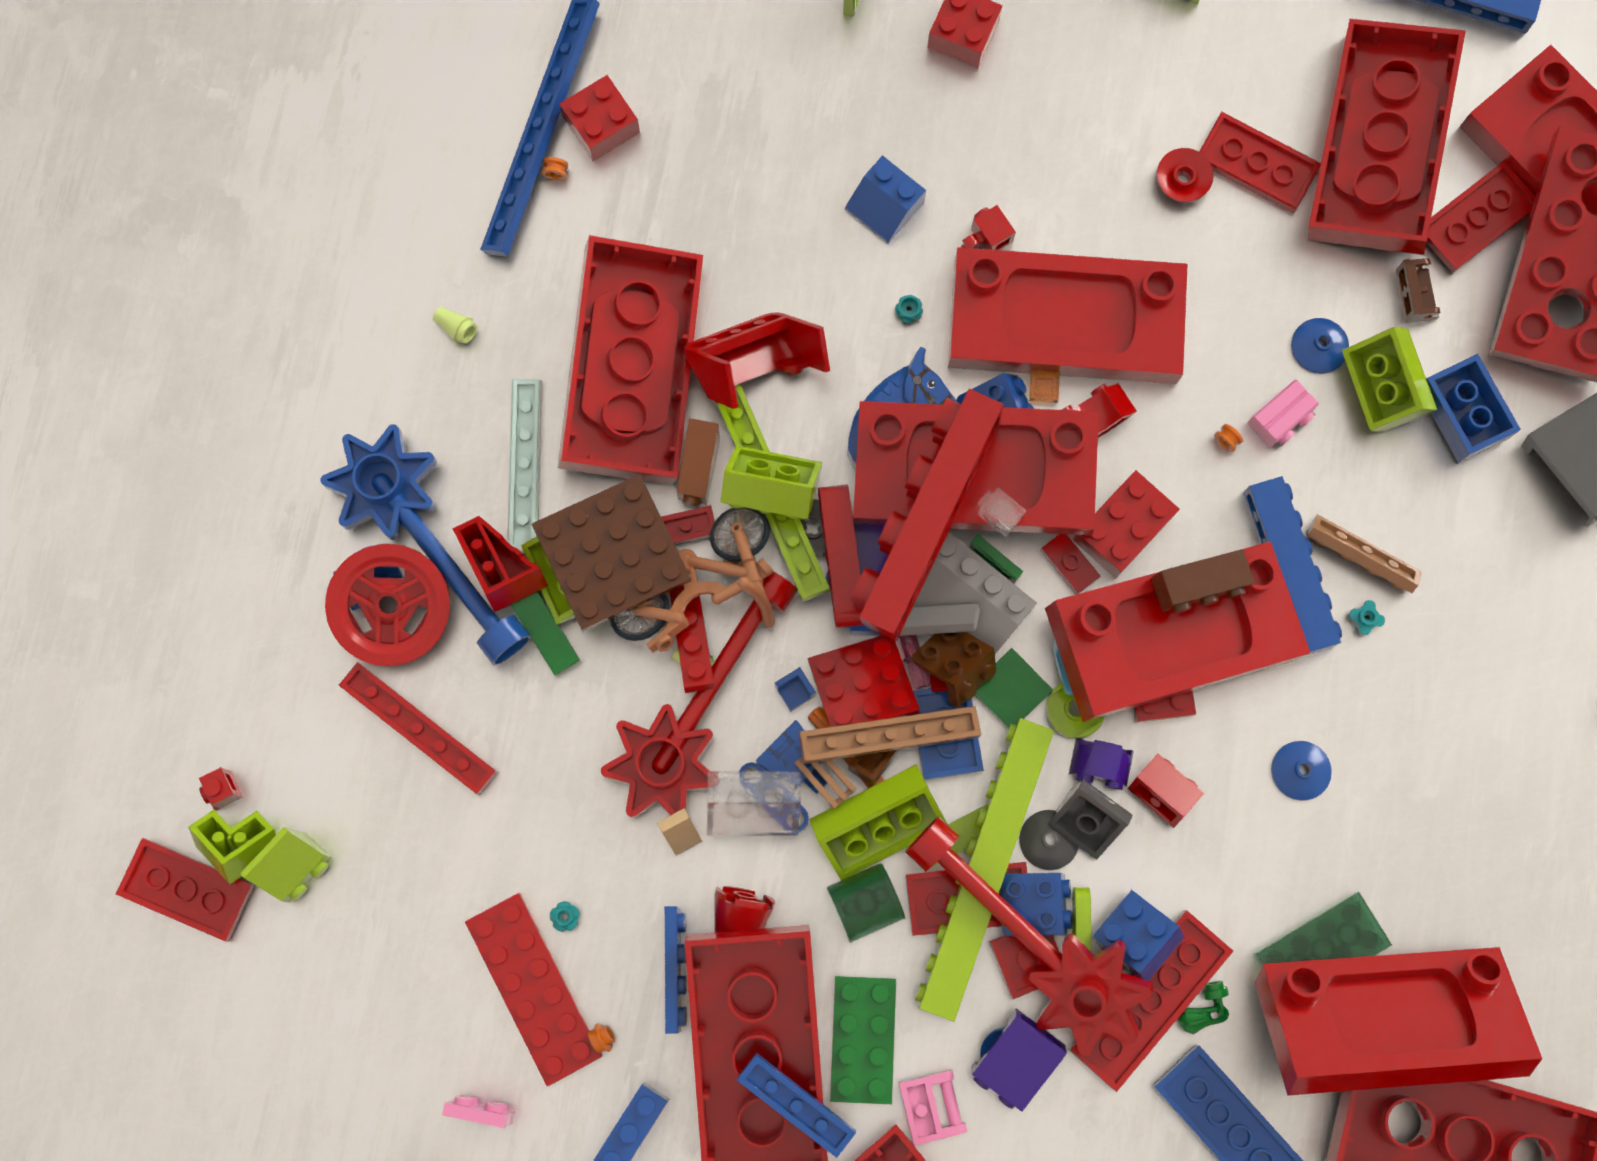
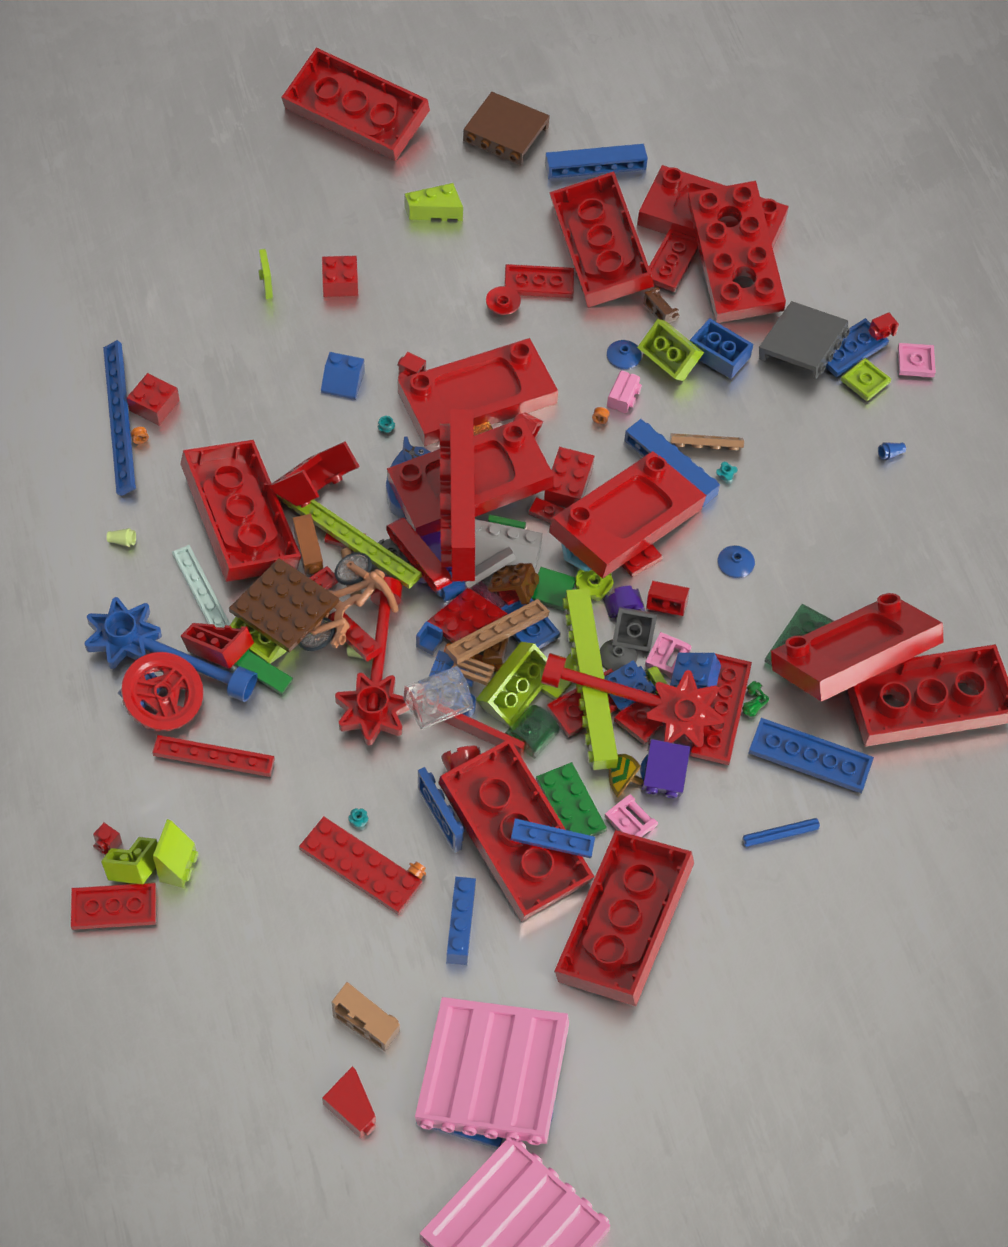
camera: 30 degrees left, 20 degrees down
(468, 1109) = (365, 938): bright pink plate -> none
(679, 832) = (403, 736): tan tile -> none
(770, 482) = (358, 534): lime slope -> none
(803, 881) = (483, 731): none -> red tile
(955, 1039) = (624, 774): none -> shield
(1000, 511) = (497, 485): clear brick -> none
(1115, 868) = (662, 652): none -> bright pink plate
(1203, 581) = (627, 477): reddish brown brick -> none

